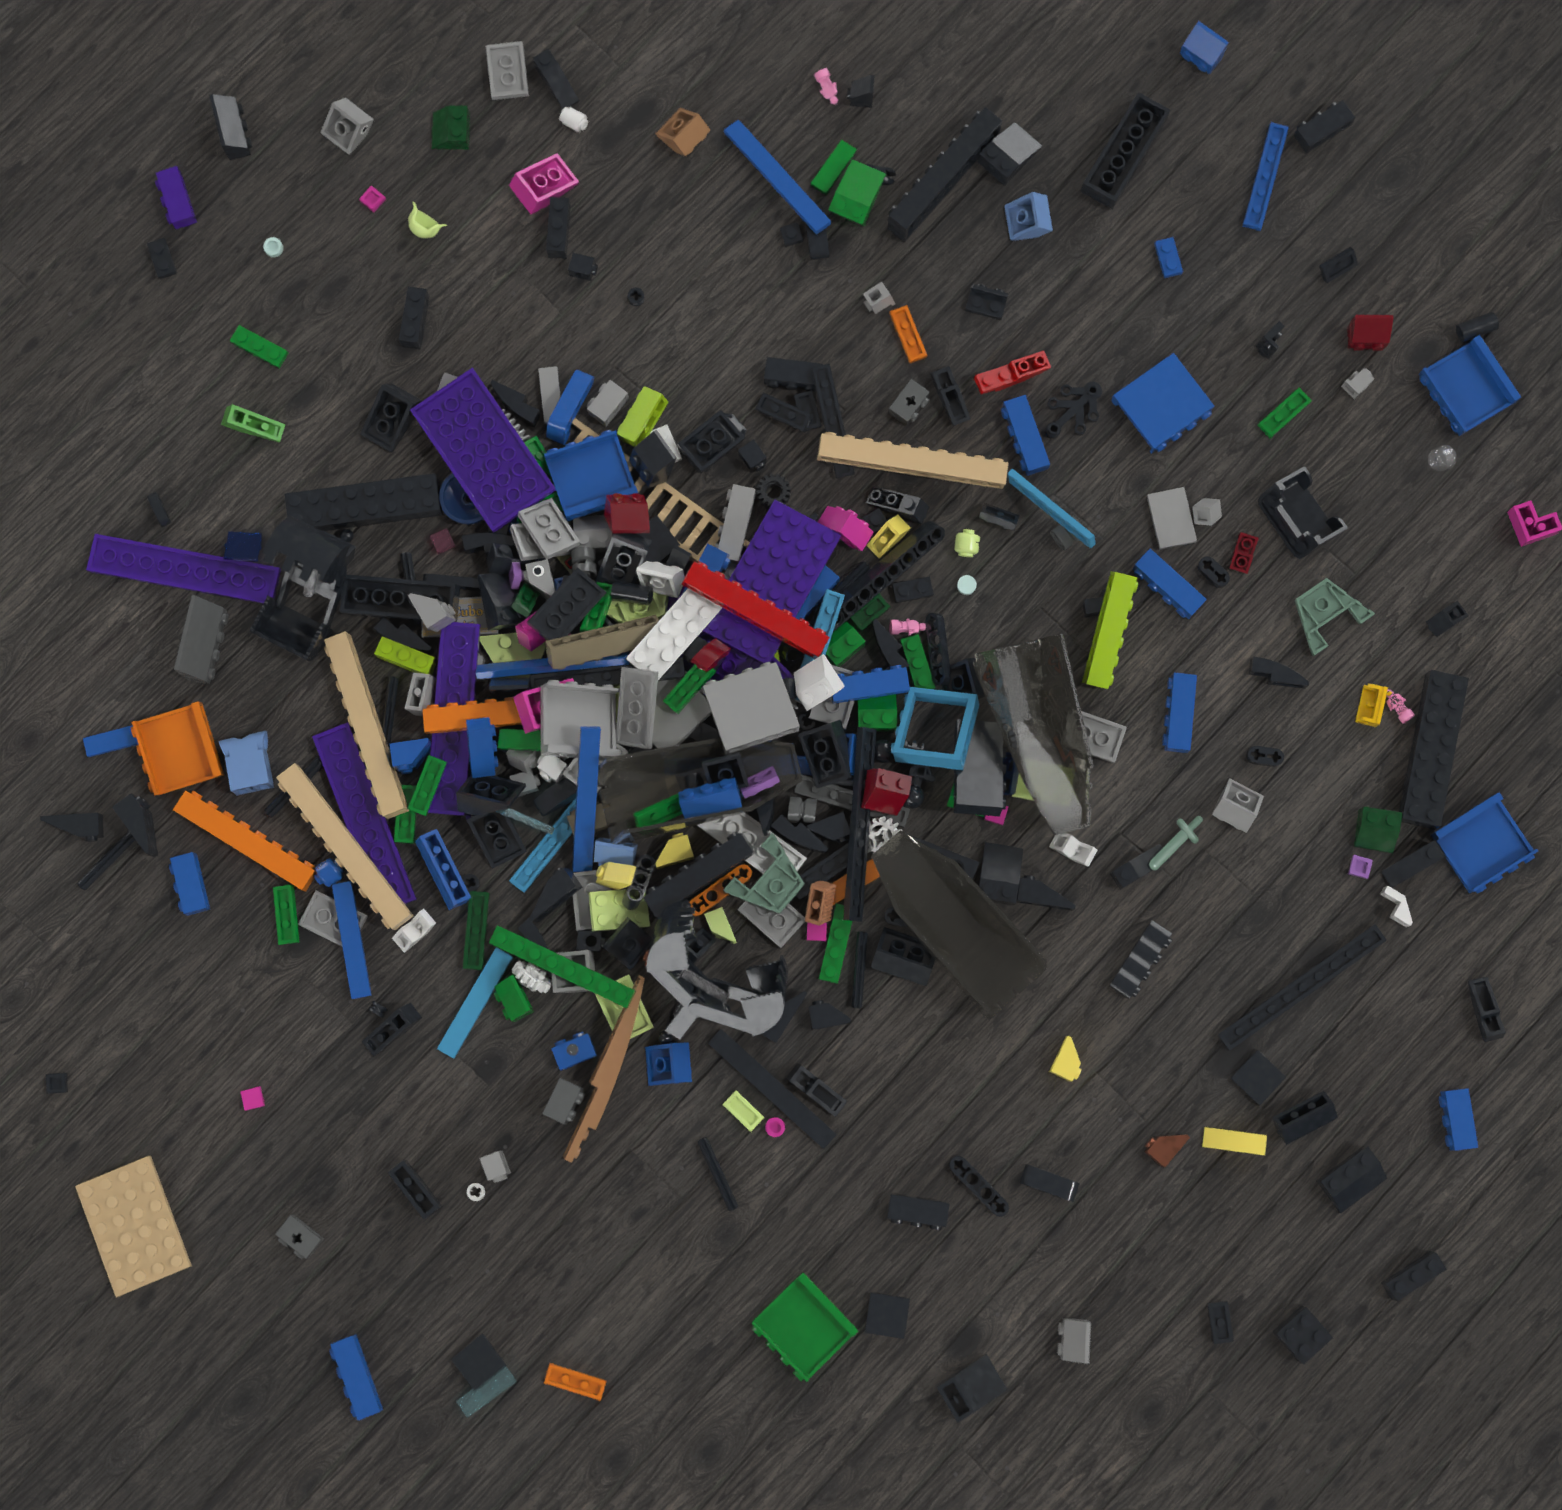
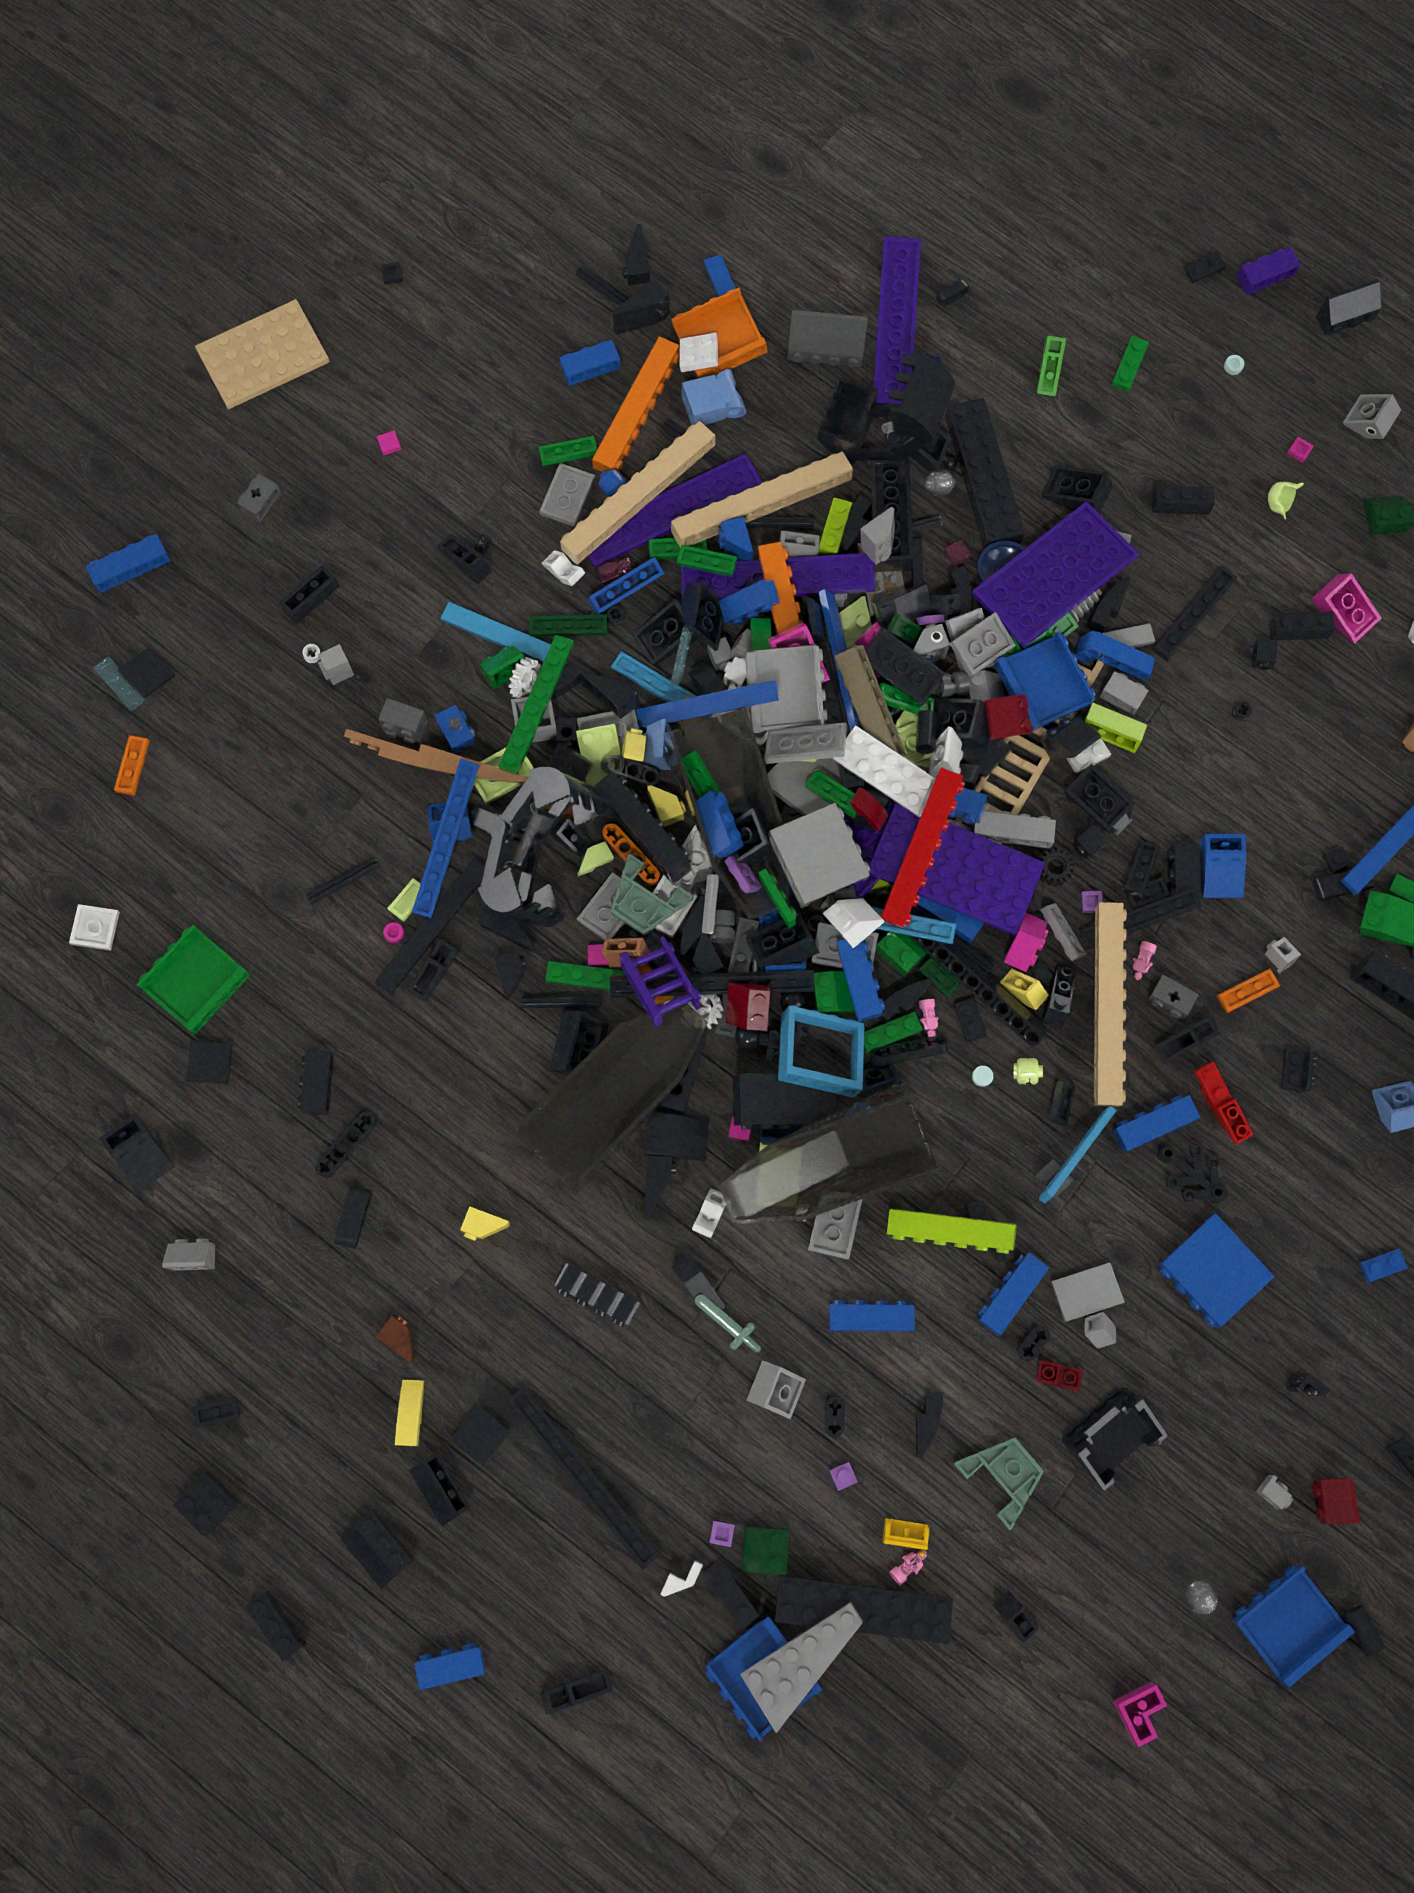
camera: 80 degrees right, 5 degrees down
(196, 771) = (698, 352): none -> white plate
(351, 940) = (547, 511): blue tile -> none
(367, 548) = (940, 482): none -> clear head
(422, 885) = (612, 570): none -> clear pink plate
(531, 324) = (1194, 613): none -> black tile
(691, 1066) = (445, 838): none -> blue tile
(741, 1424) = (94, 927): none -> white plate
(783, 816) = (710, 903): none -> light grey axle
(786, 751) = (778, 898): none -> green plate
(788, 338) = (1223, 865): none -> blue slope
(809, 463) = (1089, 900): none -> medium lavender plate
(837, 492) = (1063, 932): none -> light grey plate
(872, 883) = (648, 996): none -> dark purple fence
(873, 425) = (1142, 964): none -> bright pink piece
(1284, 413) = (1226, 1411): green tile -> none
(1317, 754) = (843, 1476): none -> medium lavender plate
(1482, 815) = (792, 1670): none -> light grey wing

